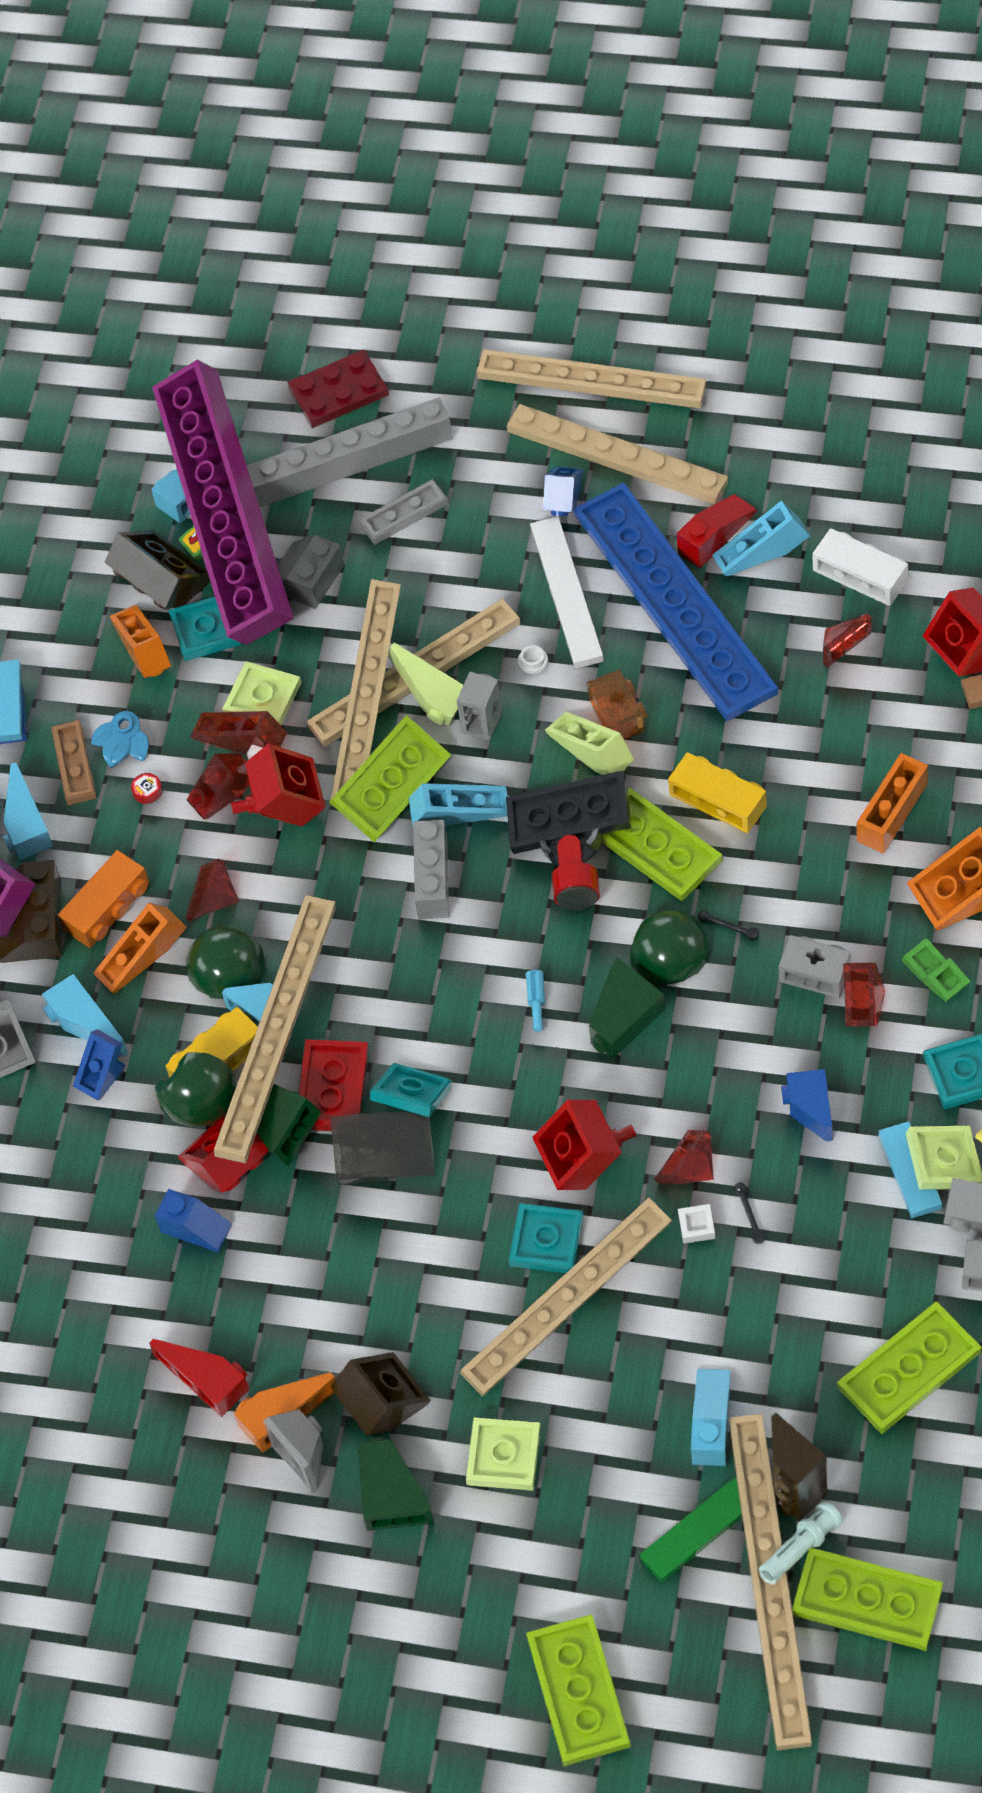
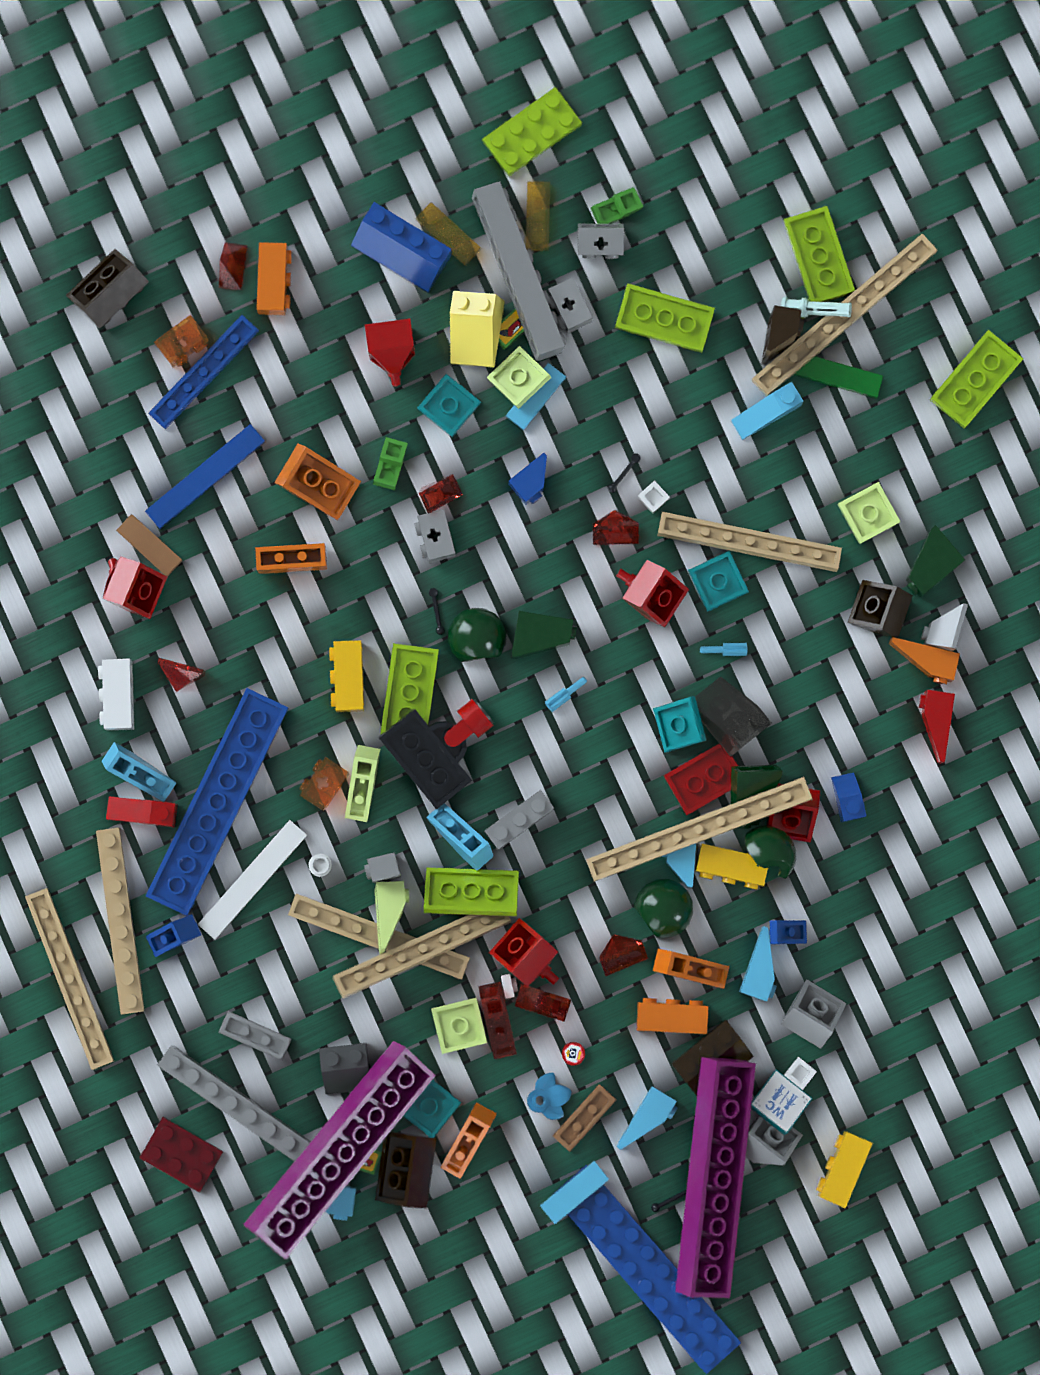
camera: 135 degrees left, 25 degrees up
(459, 1199) = (727, 649): none -> medium azure axle

